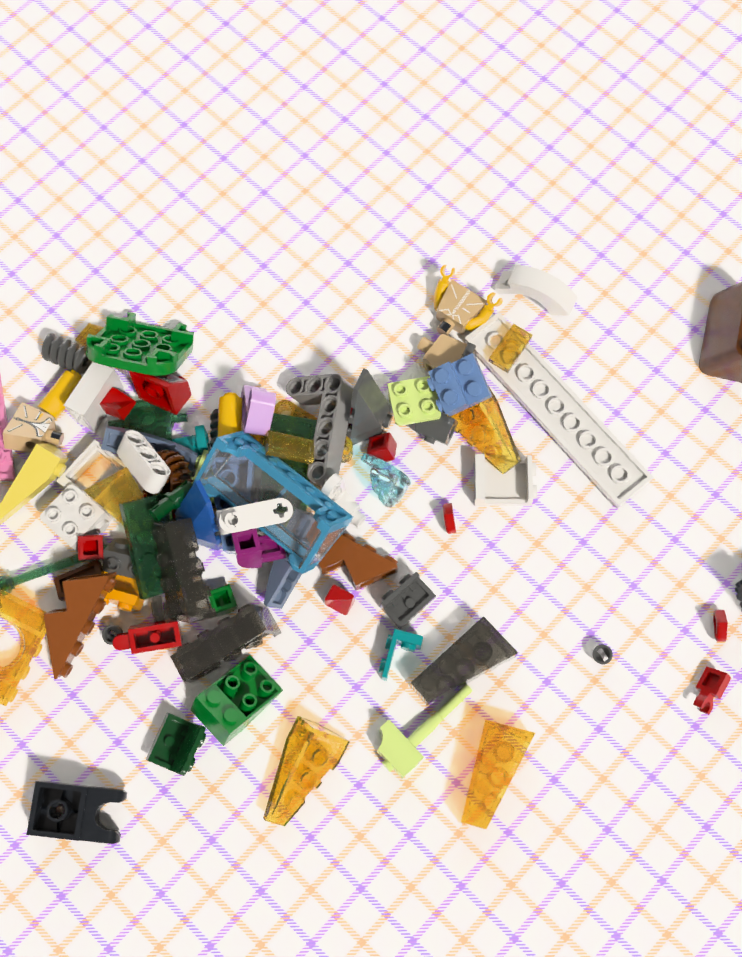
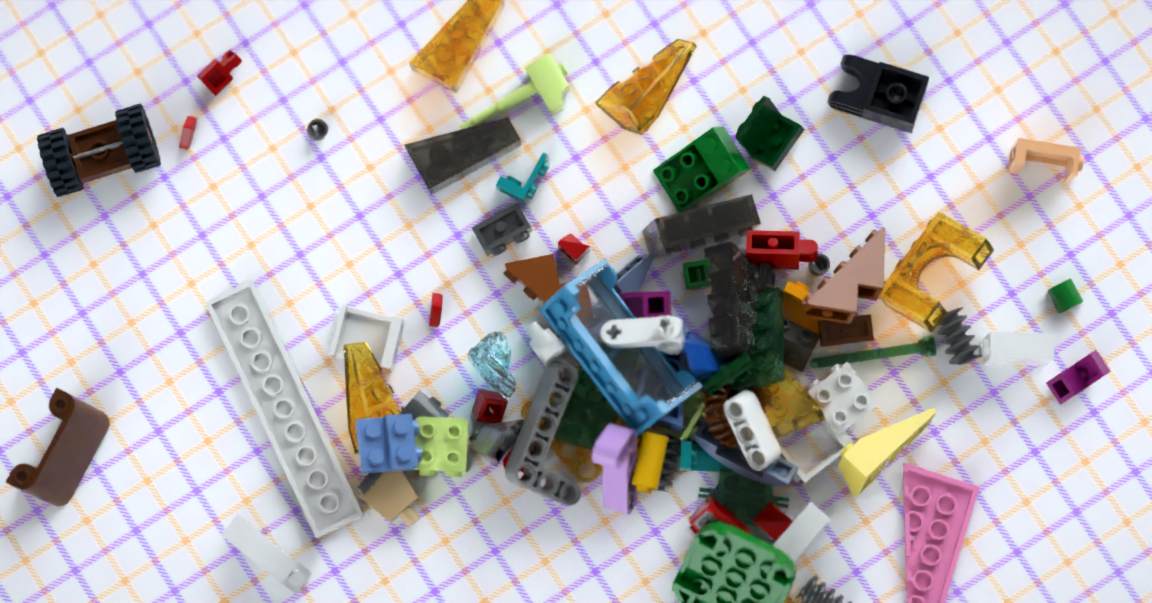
camera: 165 degrees left, 10 degrees up
(30, 427) = (874, 513): tan torso -> none
(55, 399) = (837, 554): yellow brick -> none
(90, 547) = (827, 358): red slope -> none
(289, 447) = (589, 404): clear yellow plate -> none
(460, 307) = (358, 554): torso -> none
(510, 348) = (316, 486): clear yellow plate -> none

